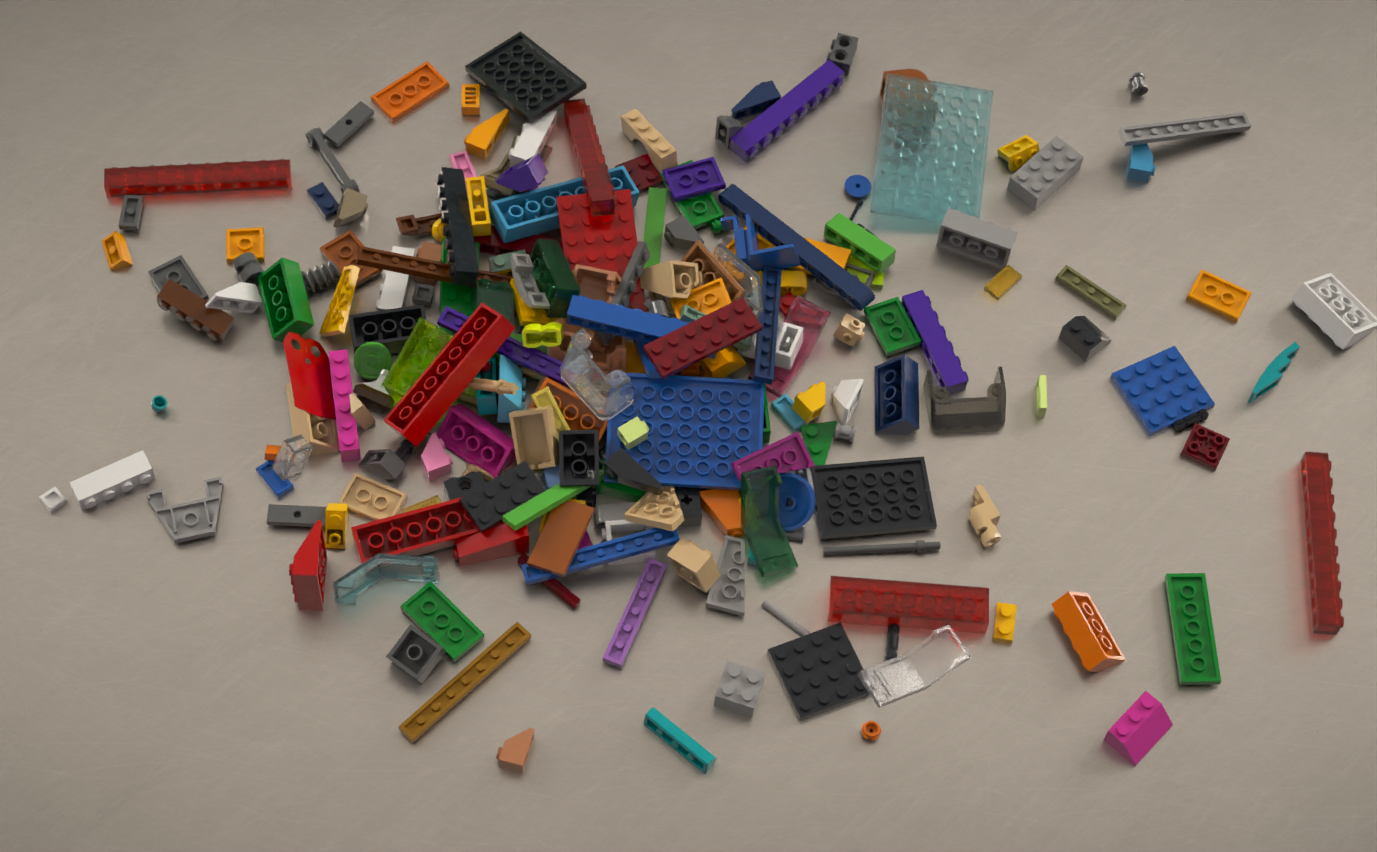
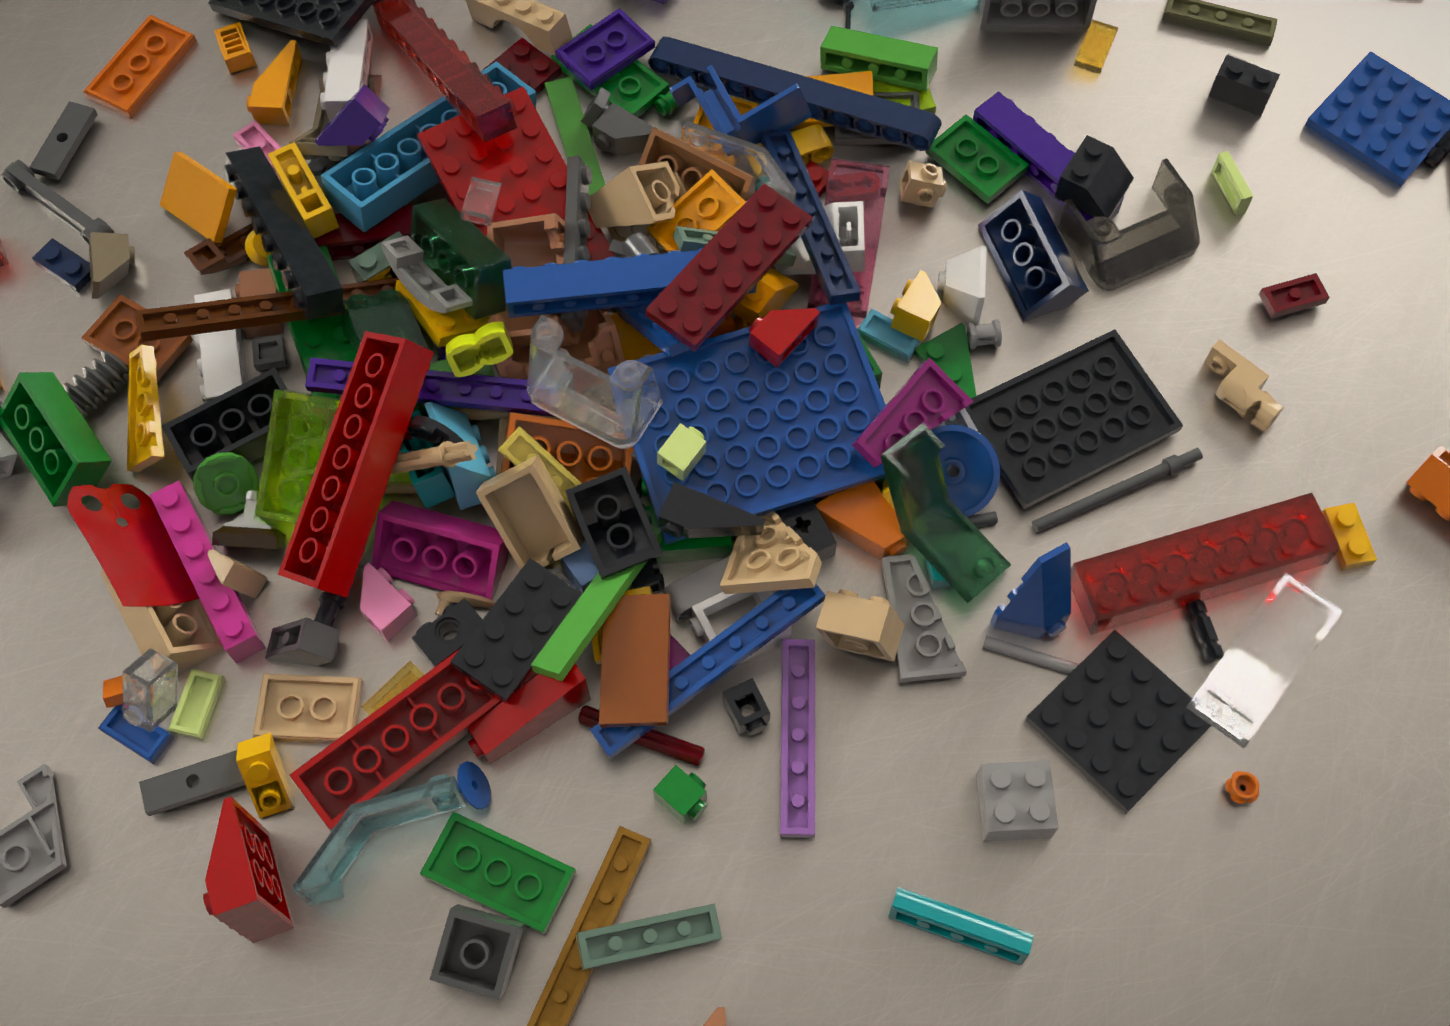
camera: 15 degrees left, 5 degrees up
(312, 475) = (196, 704): none -> yellowish green tile
(415, 187) = (198, 197): none -> light orange tile
(447, 571) = (474, 785): none -> blue piece
(497, 371) = (431, 431): none -> black tile
(509, 681) = (648, 936): none -> sand green plate
(557, 618) = (682, 794): none -> green brick
(577, 249) = (481, 201): none -> clear tile
(614, 581) = (742, 697): none -> black brick
(673, 214) = (596, 107): none -> dark grey plate
(718, 386) = (781, 332): none -> red slope
(800, 586) = (1042, 600): none -> blue wedge
(951, 363) = (1094, 179): none -> black slope
(1044, 476) = (1294, 295): none -> dark red plate

